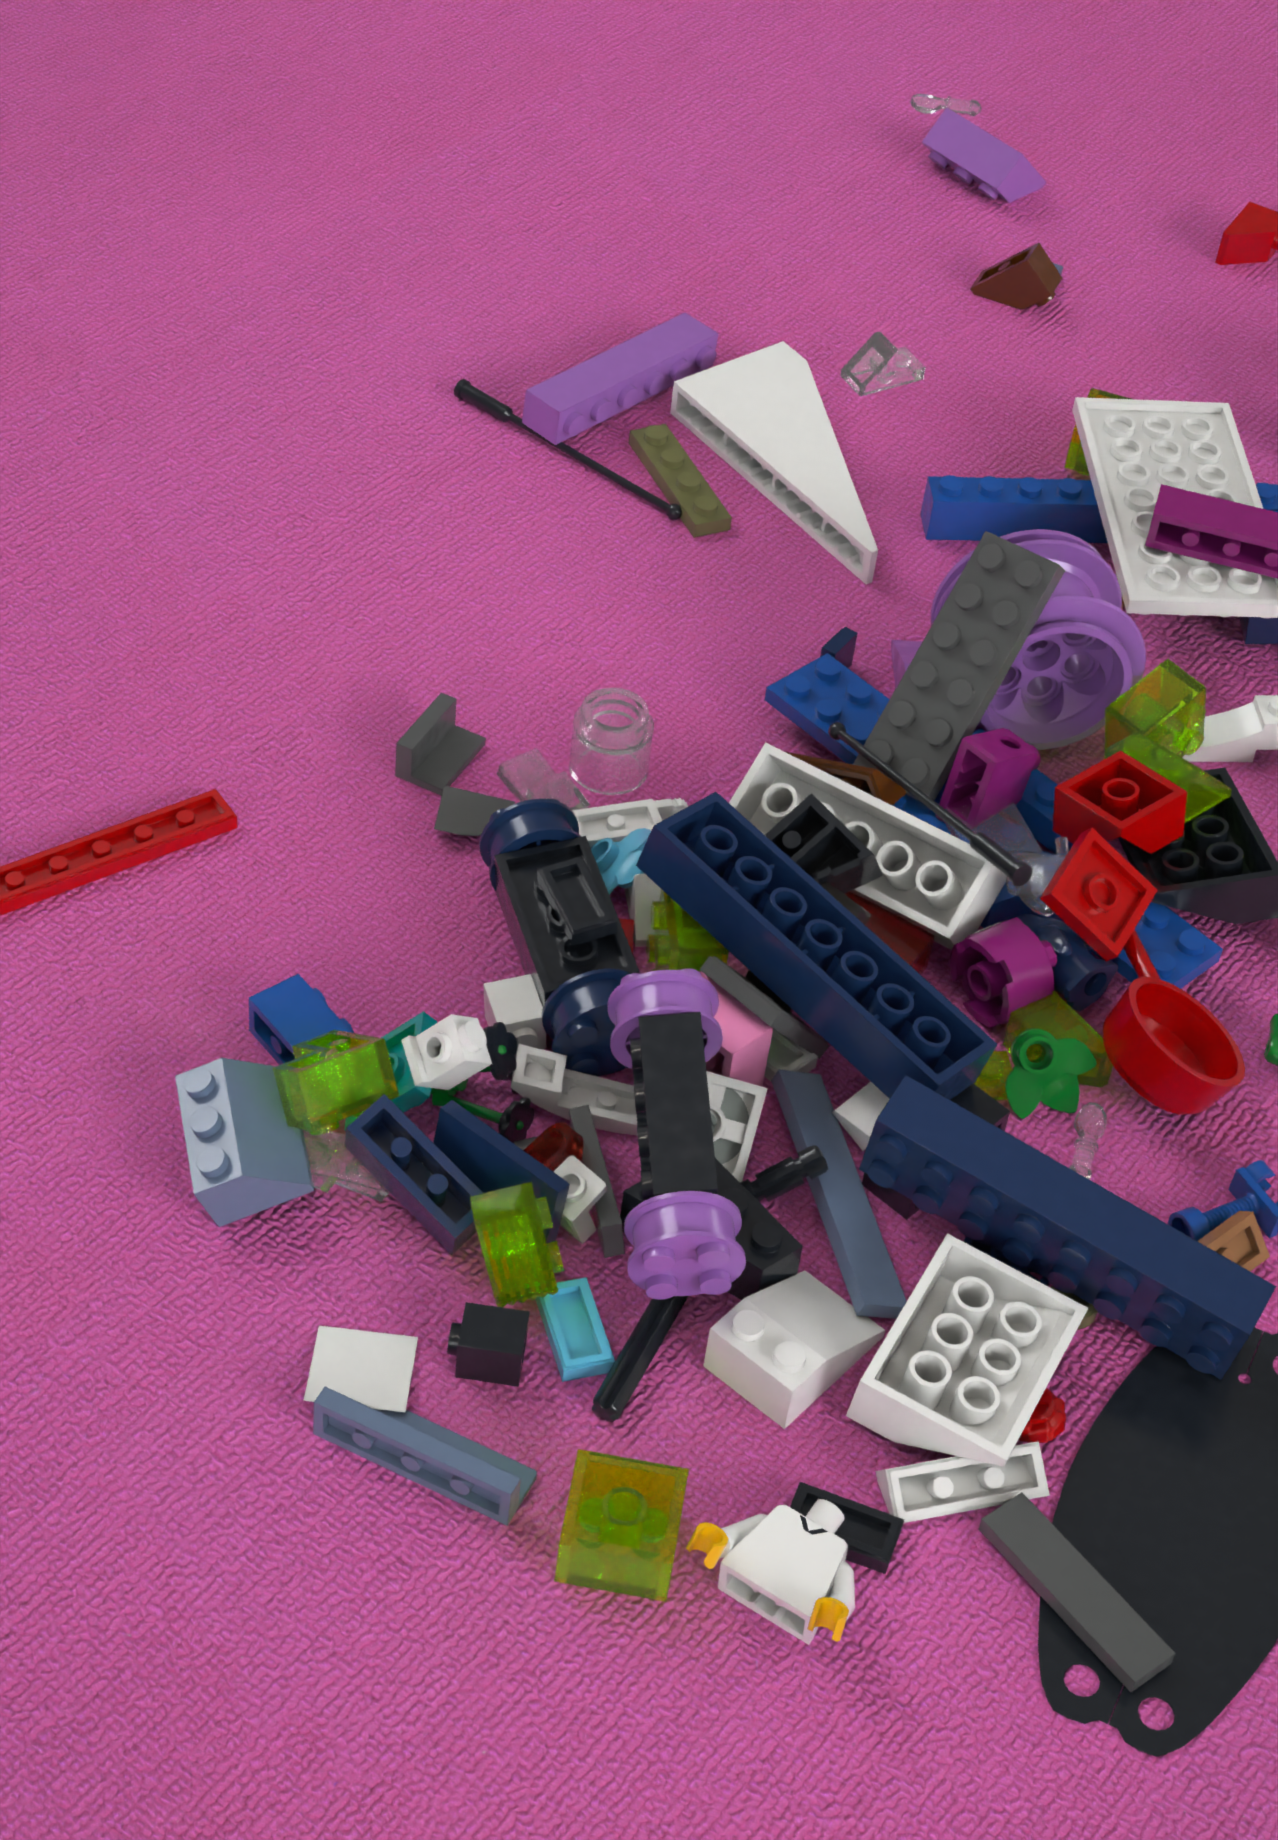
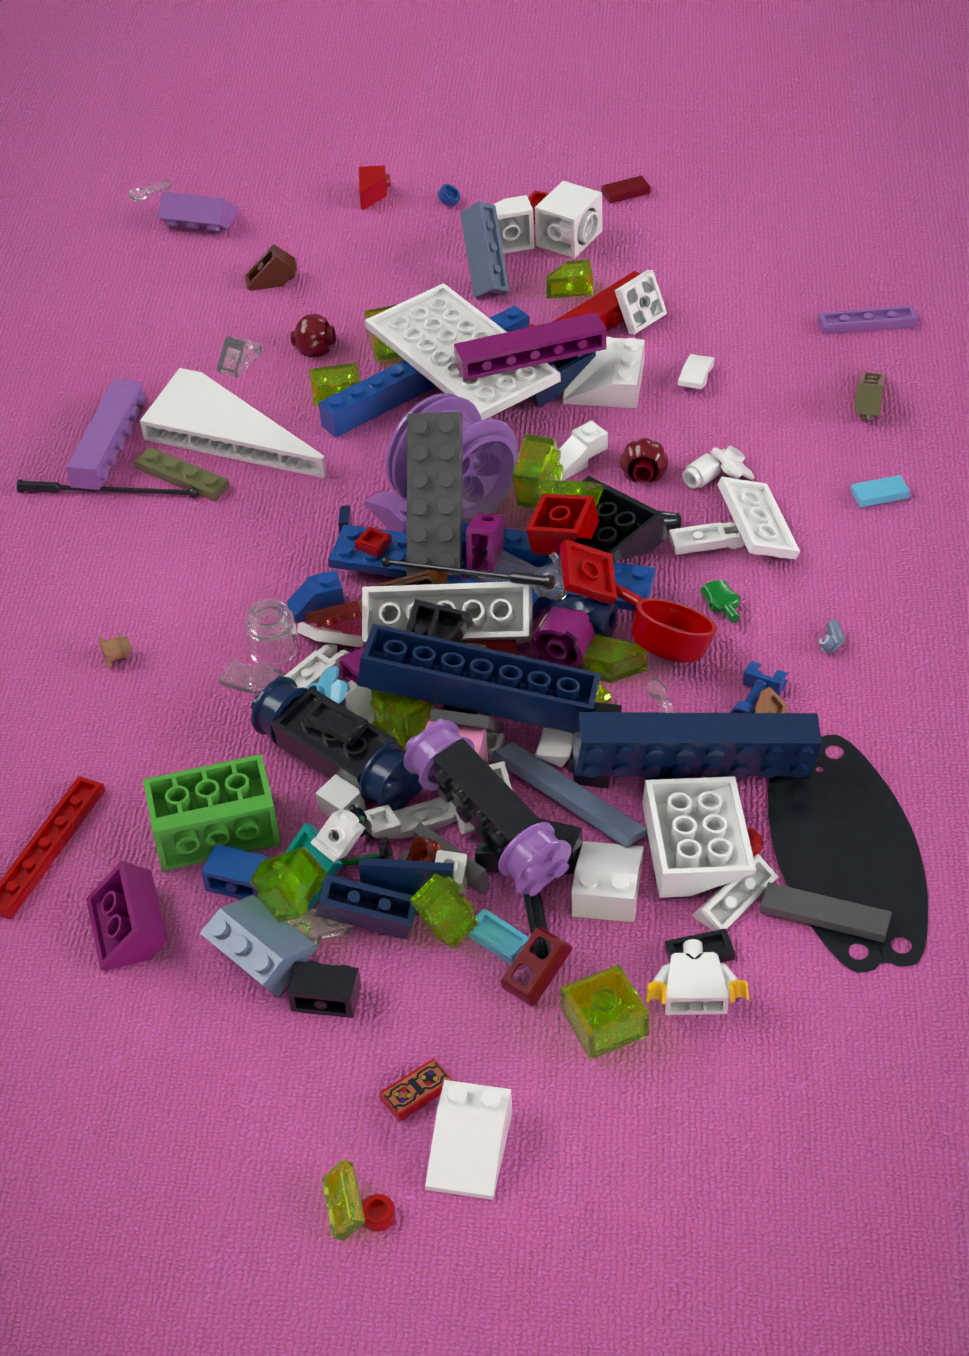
camera: 25 degrees left, 0 degrees up
(48, 1566) = (343, 1200): none -> clear neon green plate
(92, 1600) = (378, 1212): none -> red tile
(115, 1003) = (126, 917): none -> magenta slope
(278, 1252) = (324, 989): none -> black brick
(285, 1467) = (415, 1089): none -> tile
(291, 1581) = (469, 1139): none -> white slope
(334, 921) = (209, 807): none -> bright green brick
(363, 1366) = (411, 1020): white sticker -> none
(397, 653) = (115, 648): none -> medium nougat brick
(425, 1454) = (477, 1040): sand blue panel -> none
(435, 748) = (179, 688): dark grey panel -> none
(466, 811) = (226, 711): dark grey brick -> none
(489, 1344) = (467, 967): black brick -> none
(588, 1413) = (544, 969): none -> dark red piece
(687, 790) = (329, 635): none -> white tile
(707, 762) = (330, 615): none -> clear red plate
(716, 732) = (316, 593): none -> blue slope
(787, 1174) = (543, 797): black axle -> none
(842, 695) = (373, 542): none -> red tile
(977, 456) = (332, 380): none -> clear neon green brick
(1003, 388) = (313, 335): none -> dark red plant
(1048, 1078) = (623, 678): green plate -> none

